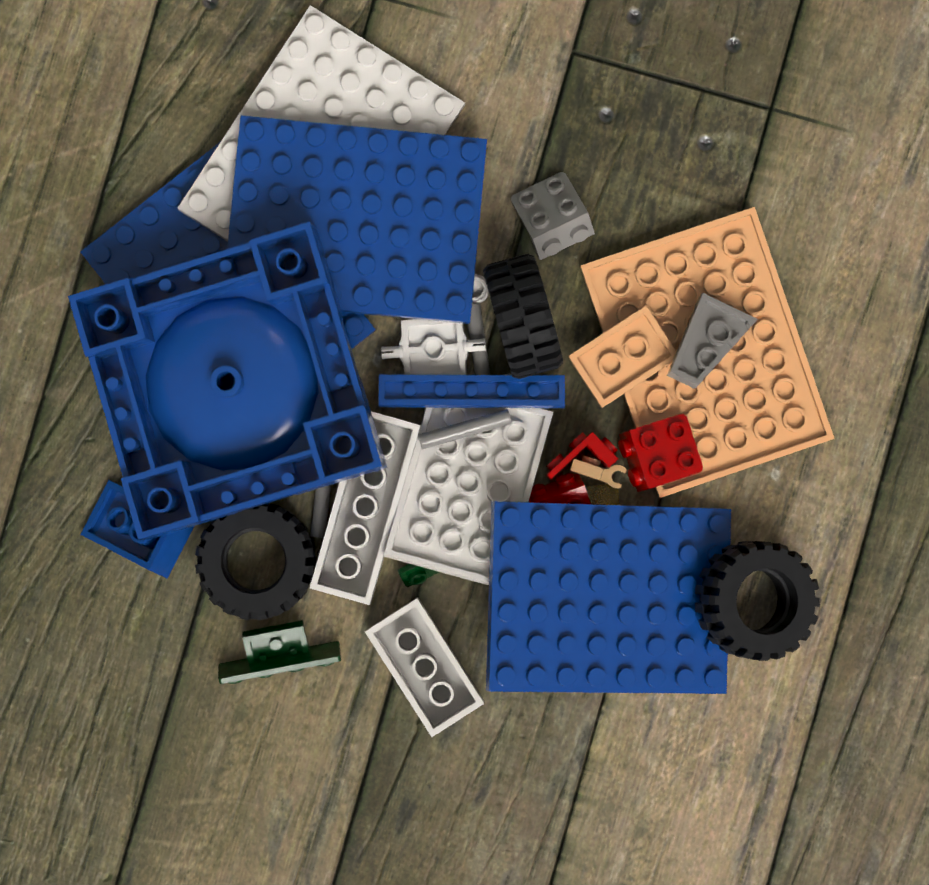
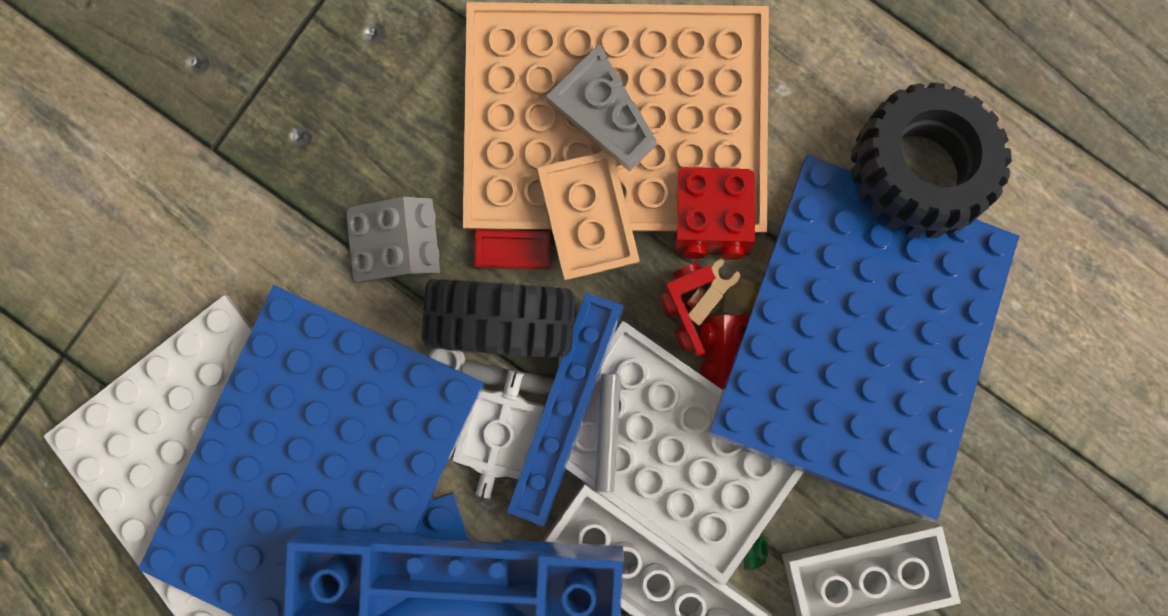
camera: 65 degrees left, 0 degrees up
(577, 309) = (512, 249): none -> red tile

